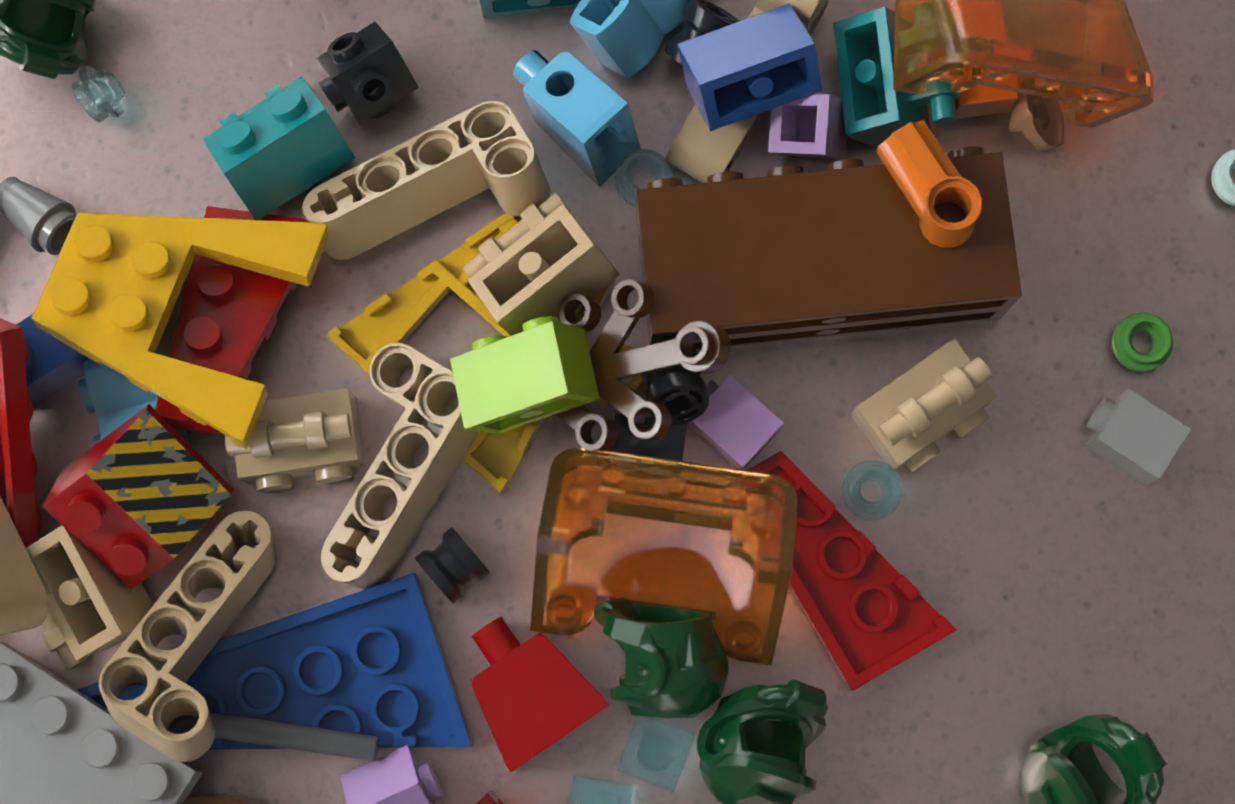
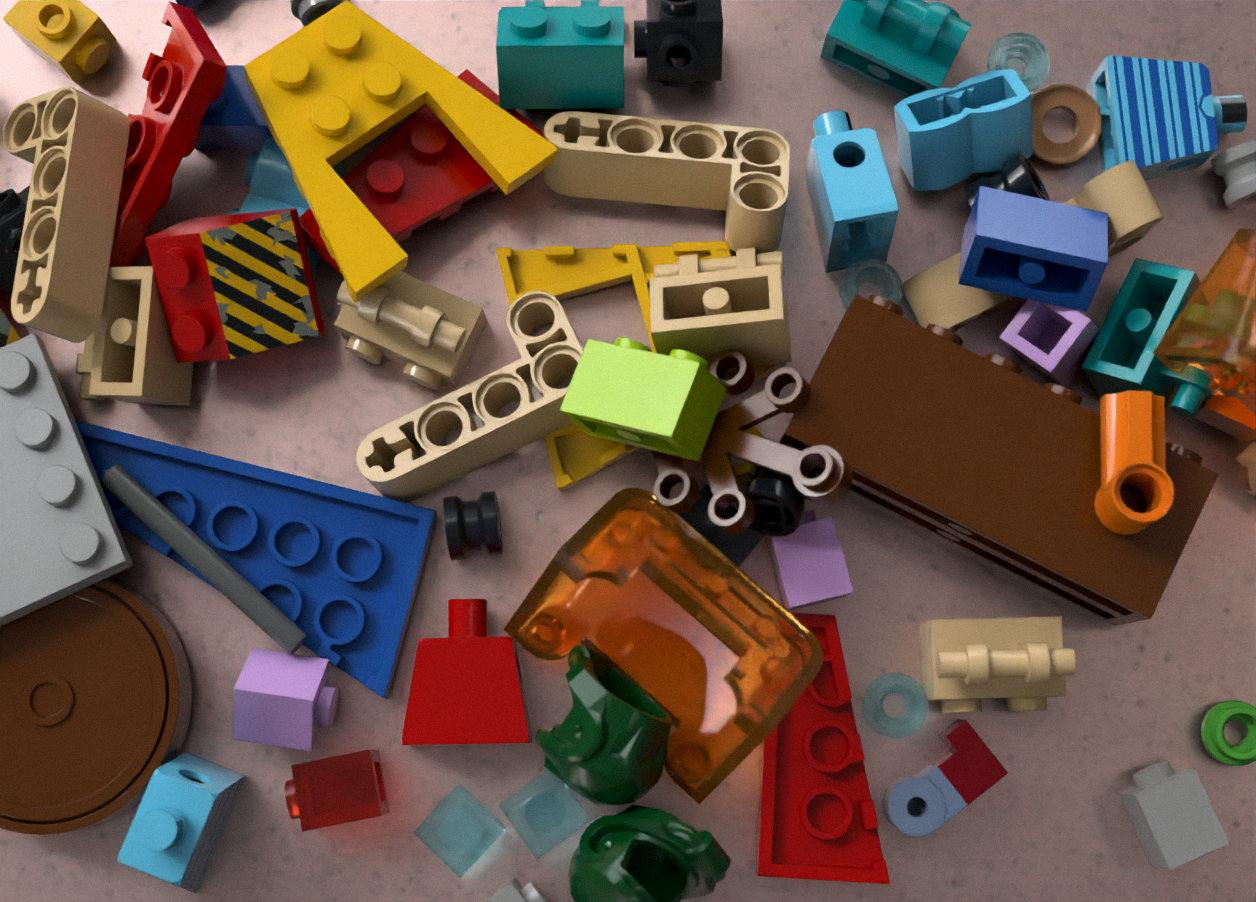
camera: 30 degrees right, 0 degrees up
(202, 625) = (217, 436): tan beam -> none
(950, 527) = (944, 787): none -> leg

